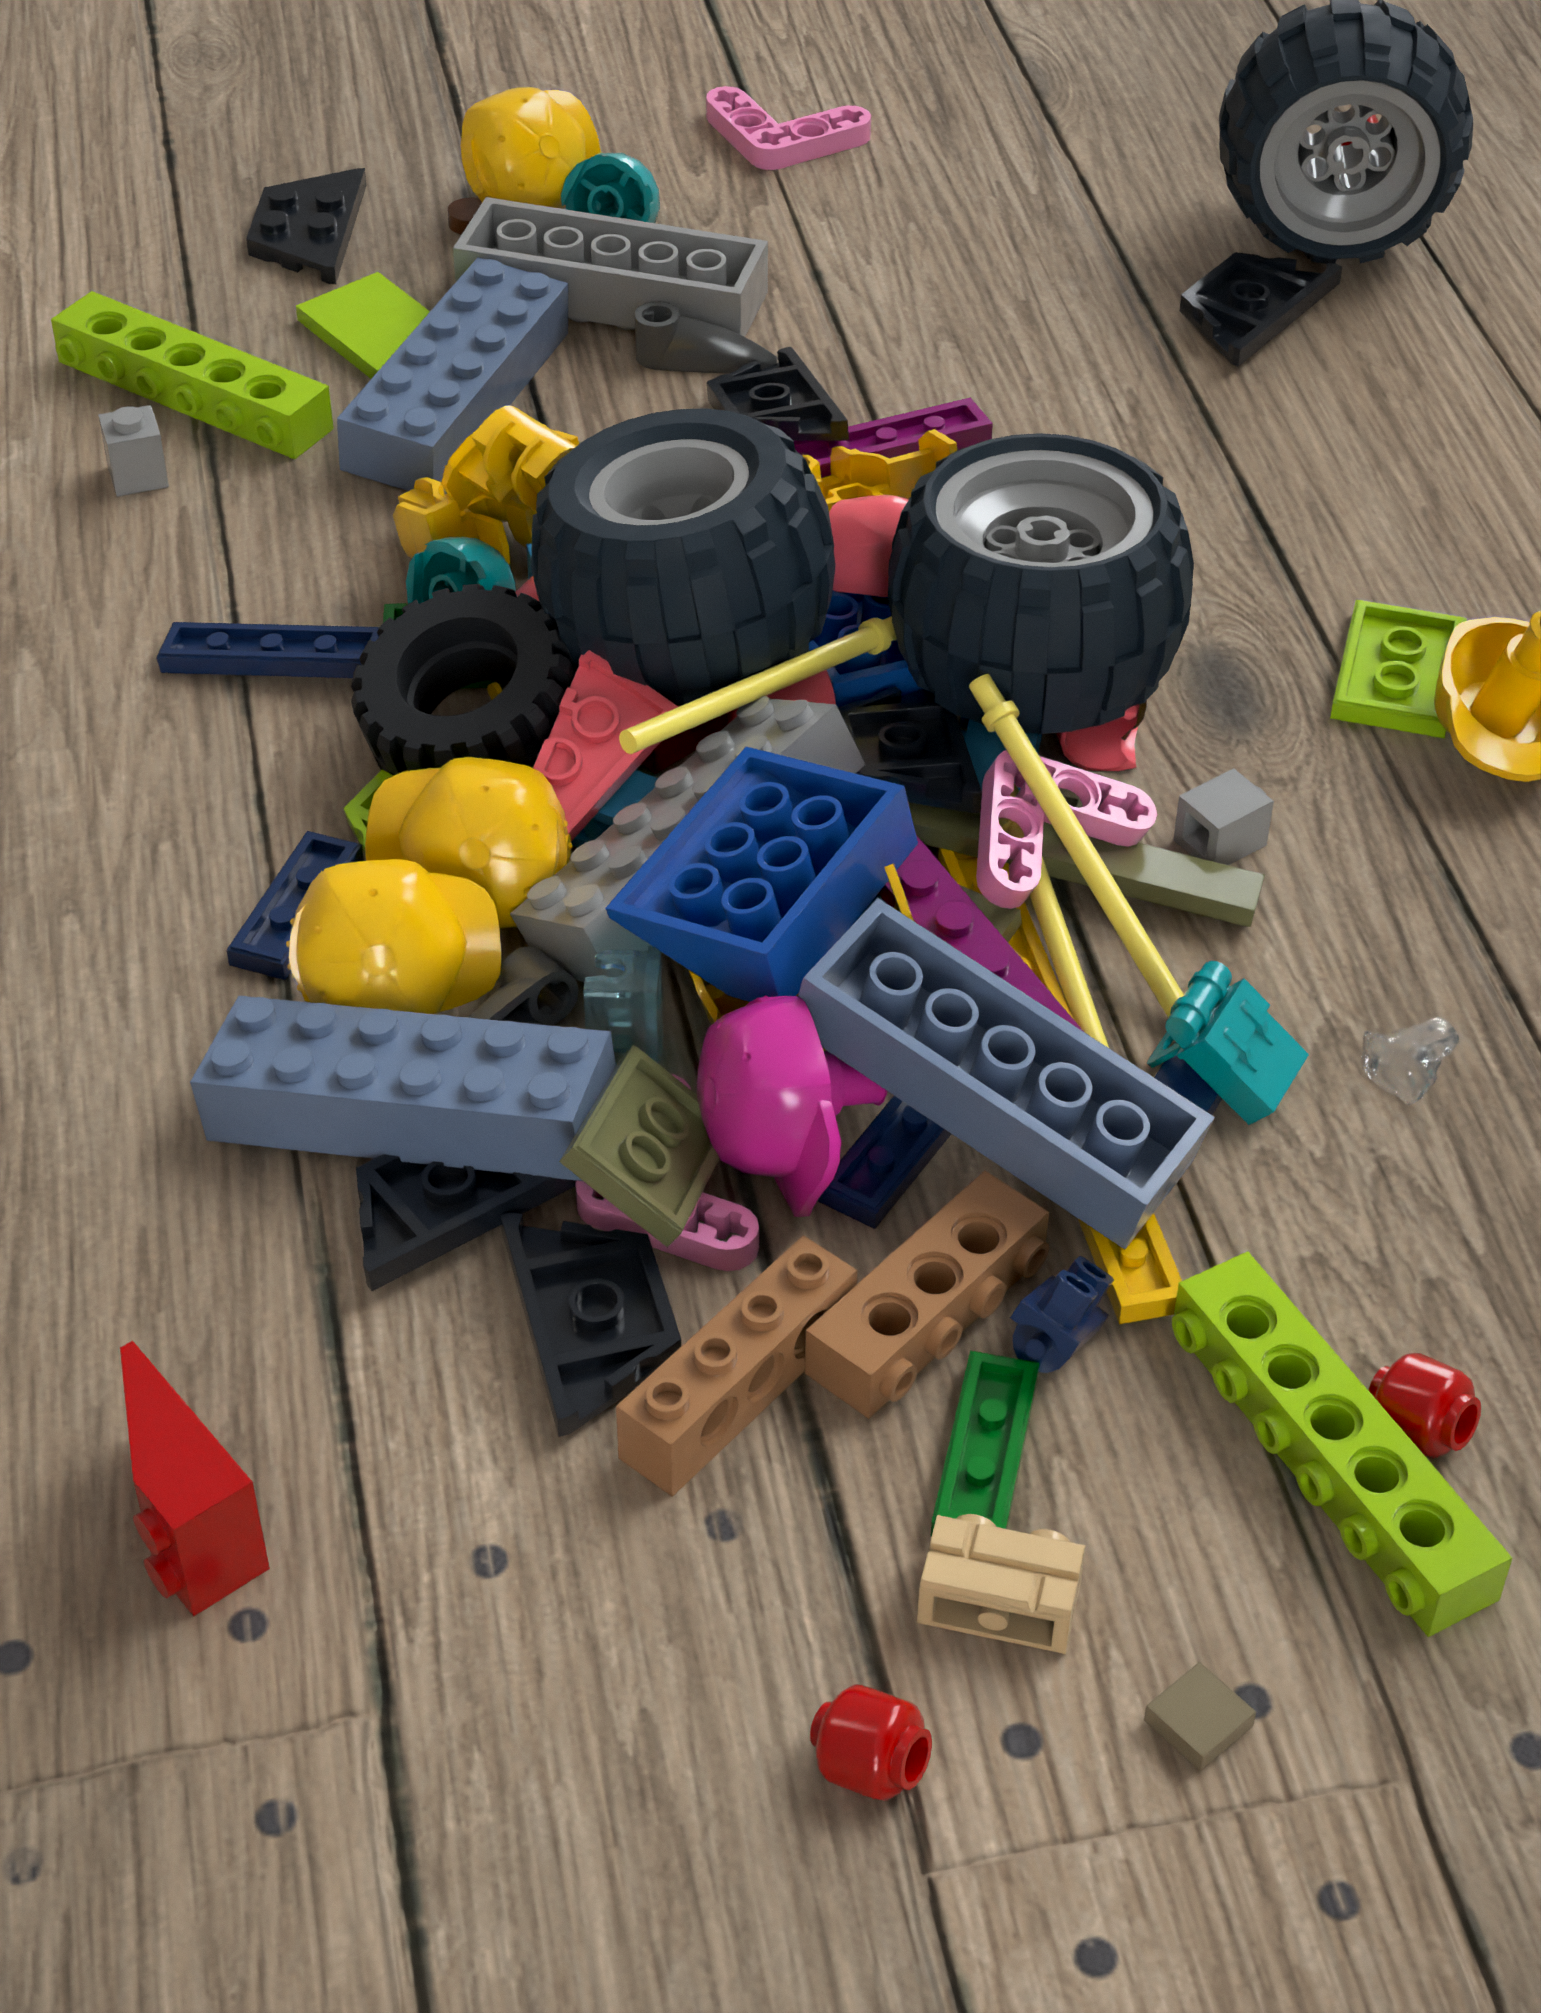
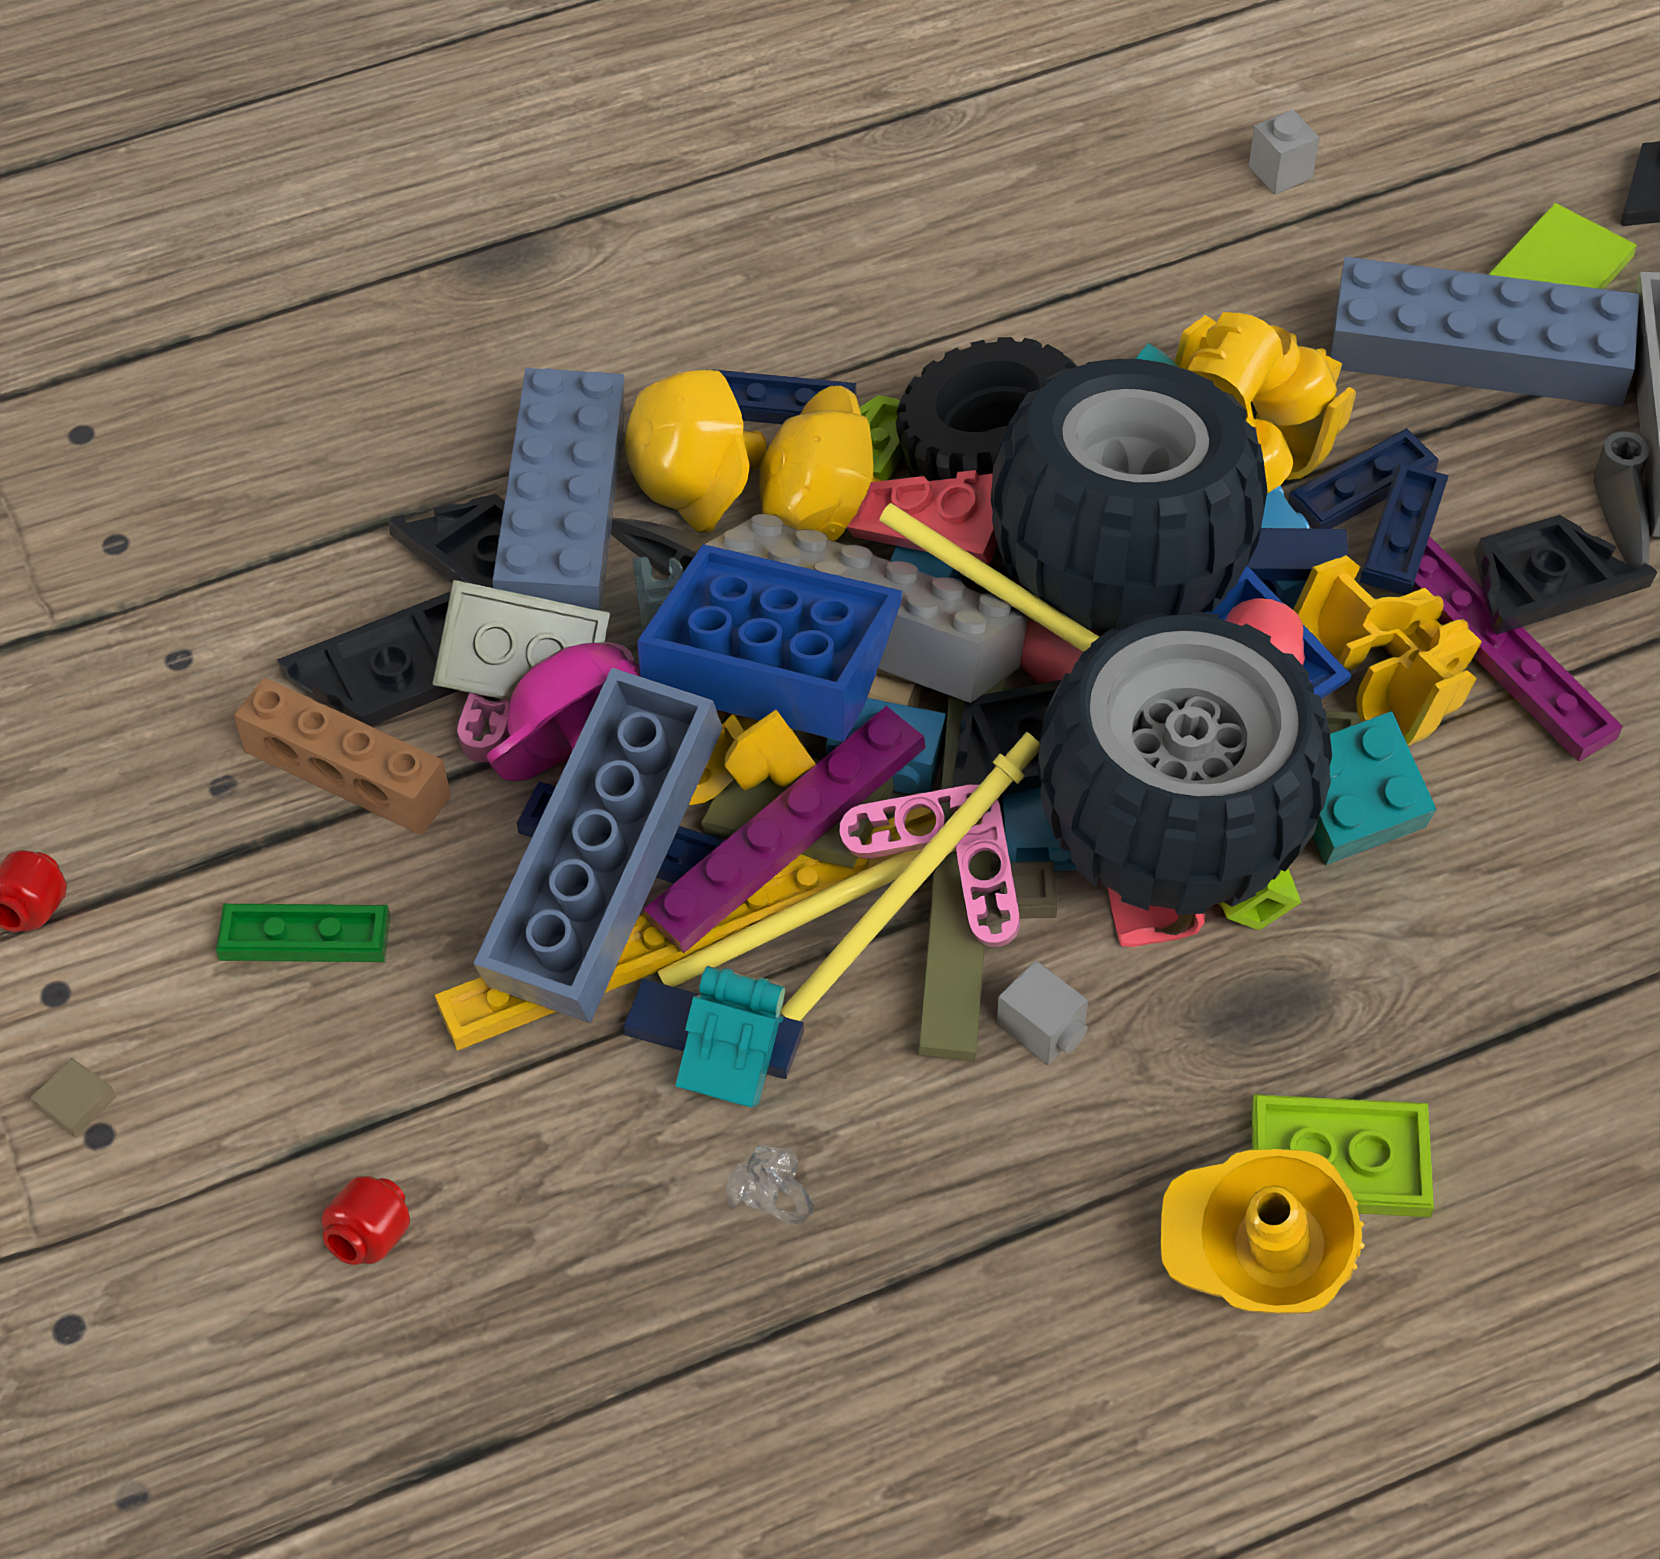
camera: 80 degrees right, 10 degrees up
(191, 1494) = (182, 459): red slope -> none
(193, 374) = (1412, 157): lime brick -> none
(264, 649) = (1065, 299): dark blue tile -> none
(926, 1294) = (419, 843): medium nougat brick -> none
(1001, 1582) = (166, 950): tan brick -> none
(1060, 1315) = (409, 949): dark blue hips -> none
(1340, 1445) = (268, 1221): lime brick -> none

